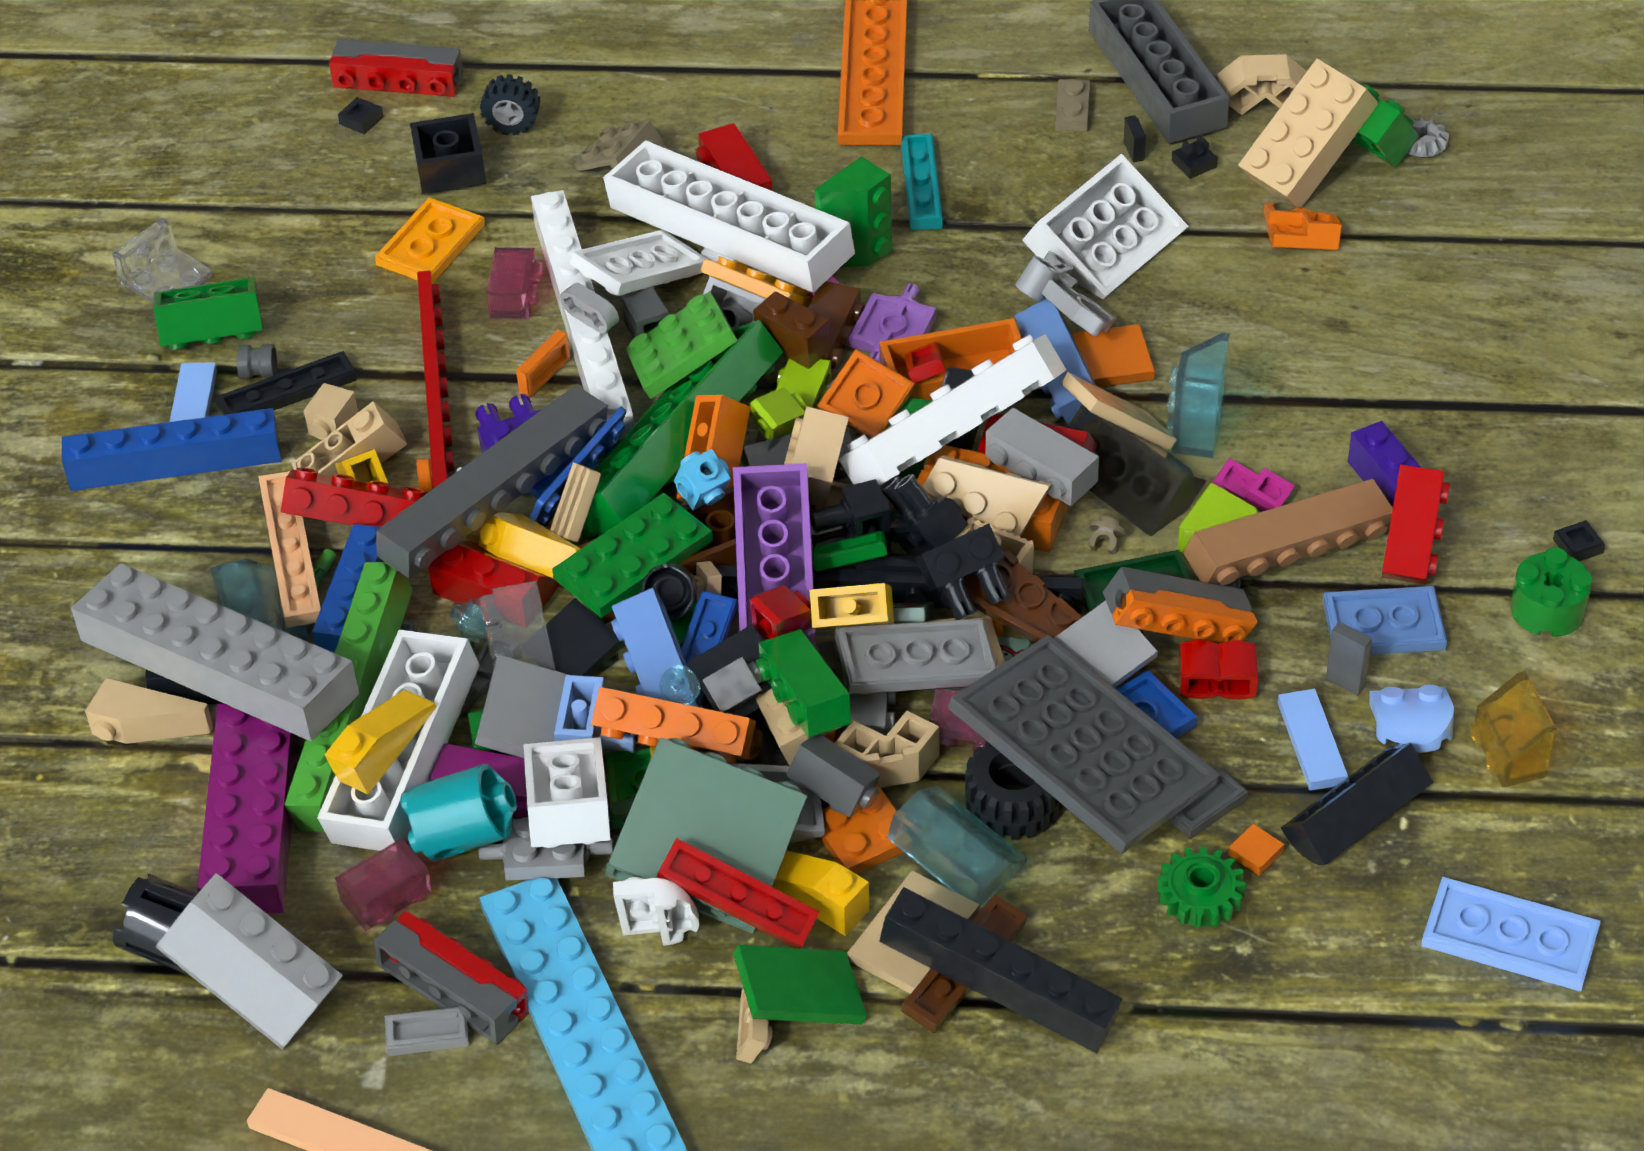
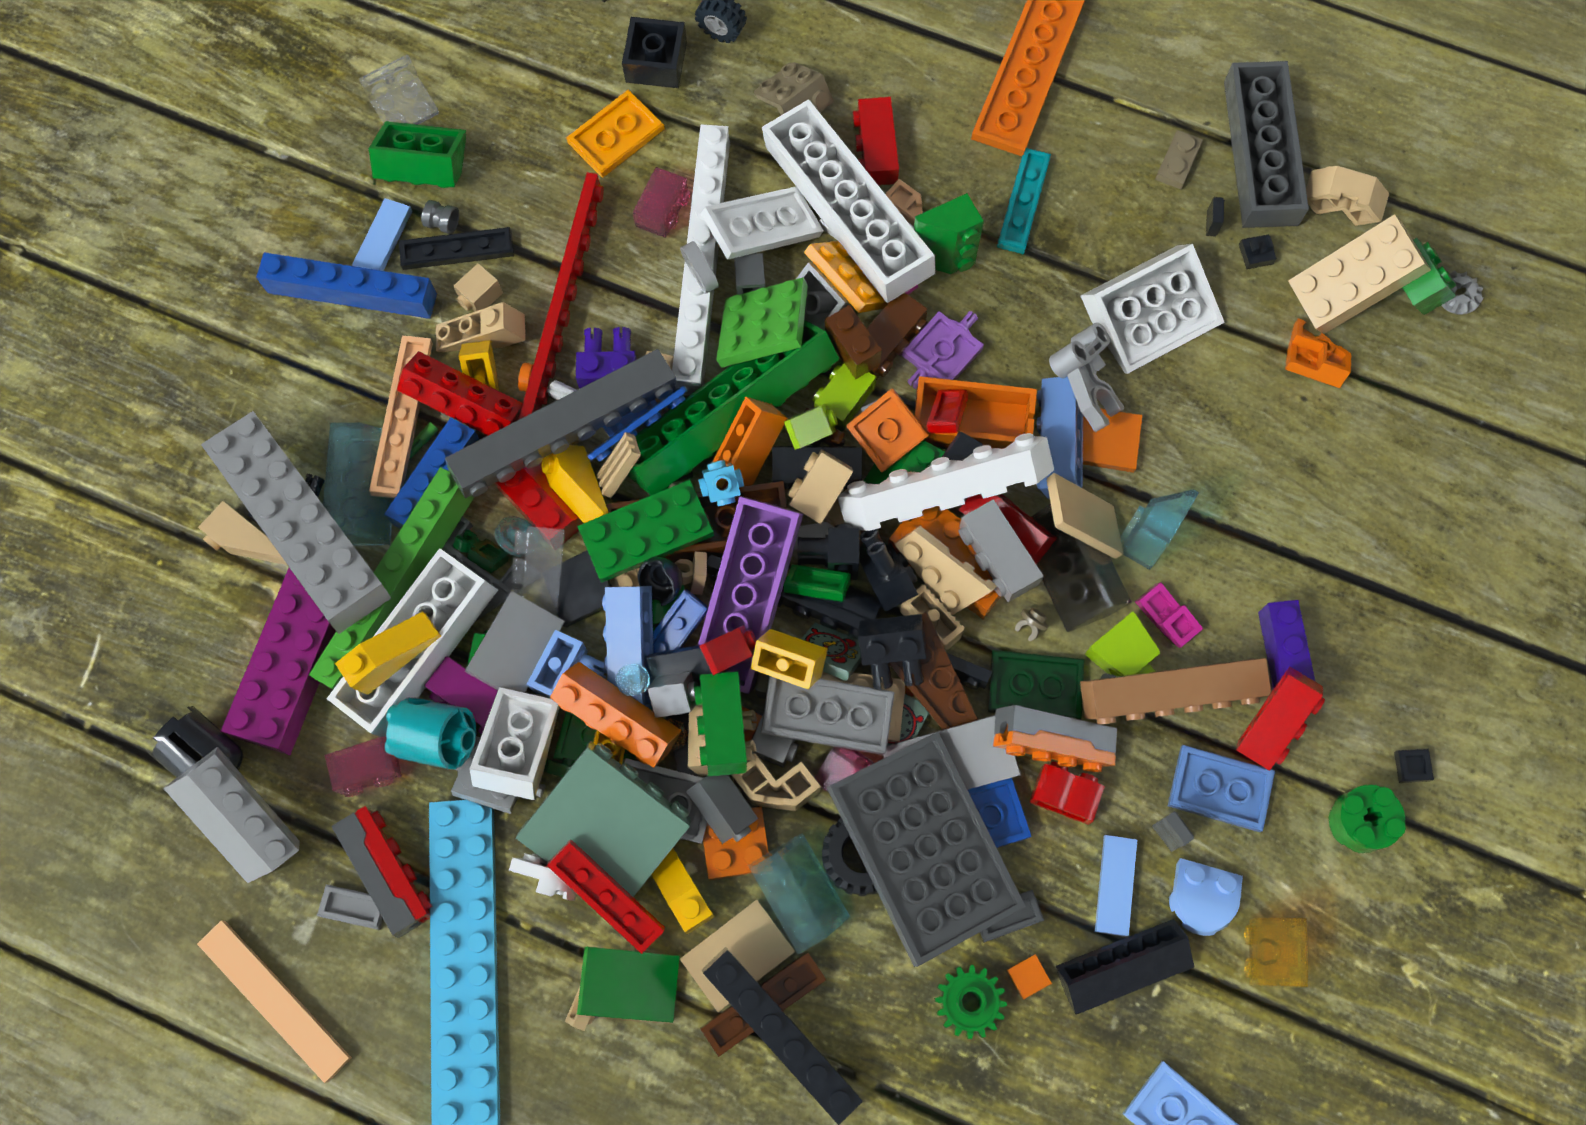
camera: 20 degrees right, 25 degrees up
(543, 363) = (655, 295): orange tile -> none

